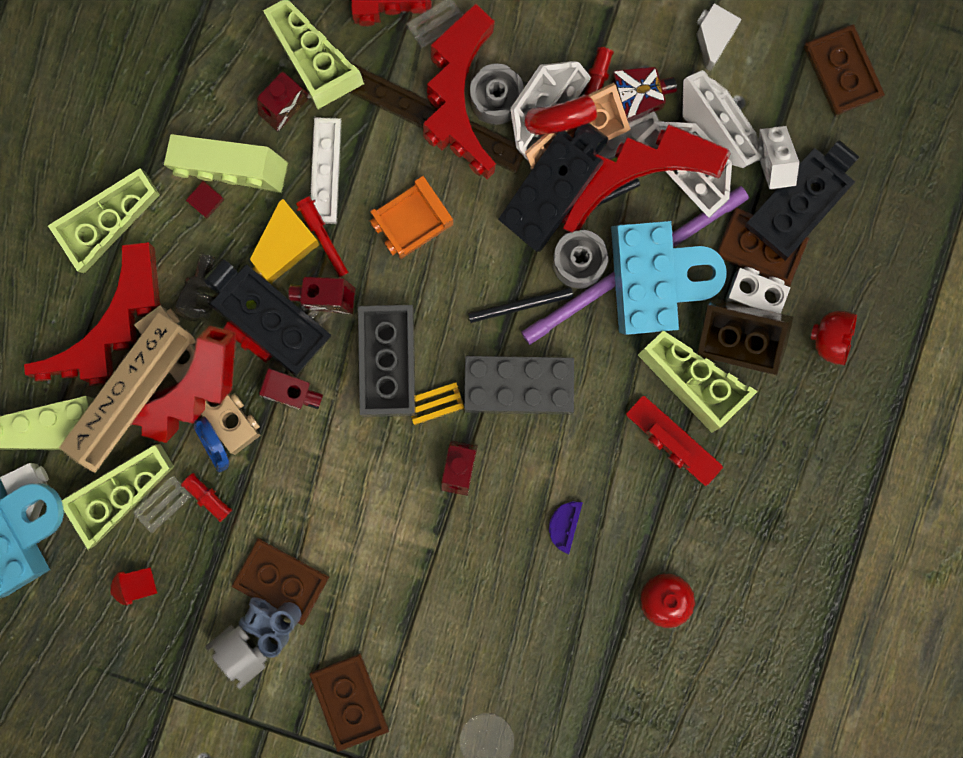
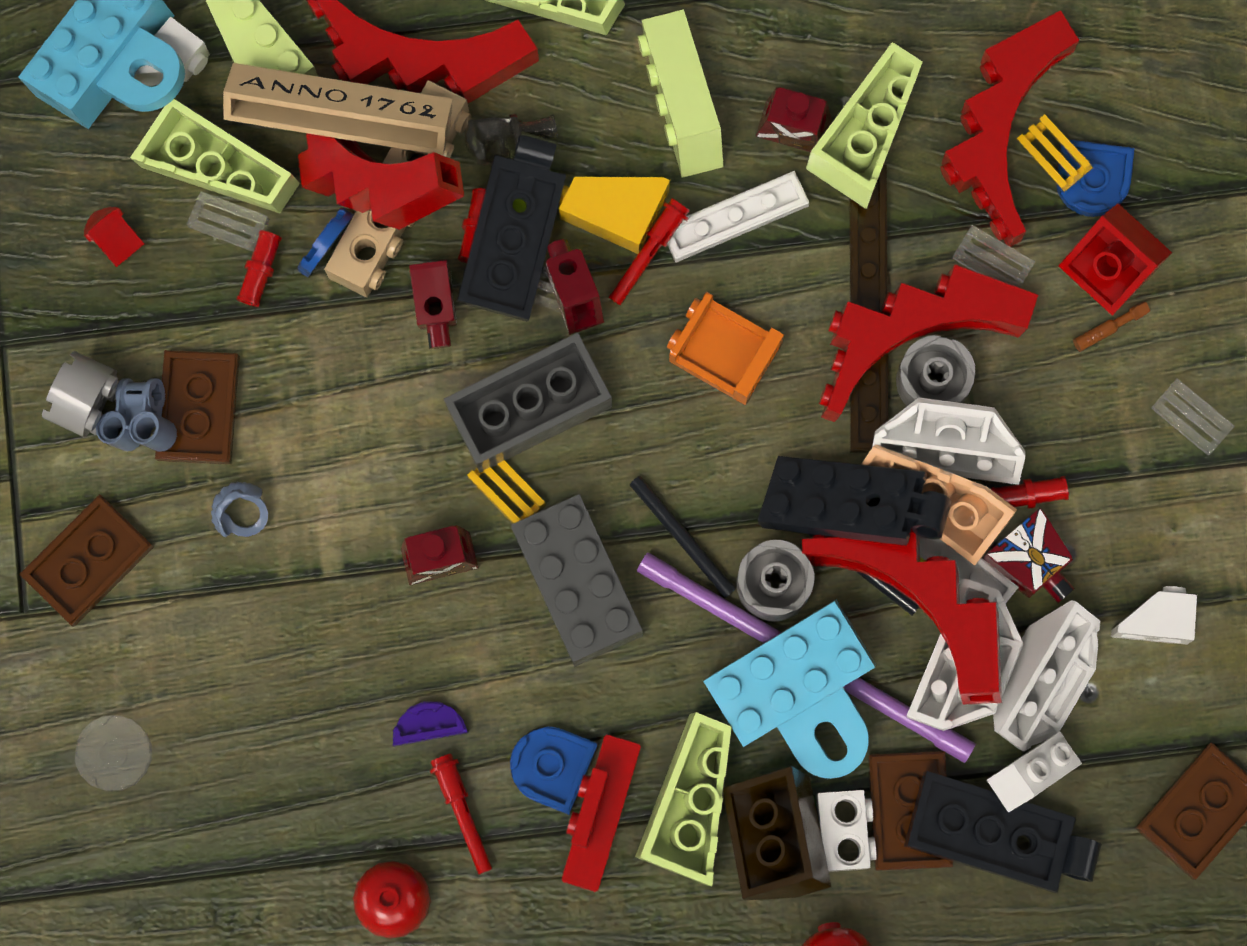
camera: 70 degrees right, 5 degrees down
(205, 199) = (626, 90): dark red tile -> none
(353, 585) = (224, 523): none -> sand blue piece
(561, 116) = (938, 463): red cylinder -> none
(619, 528) = (455, 794): none -> red pin
(629, 458) = (550, 766): none -> blue tile

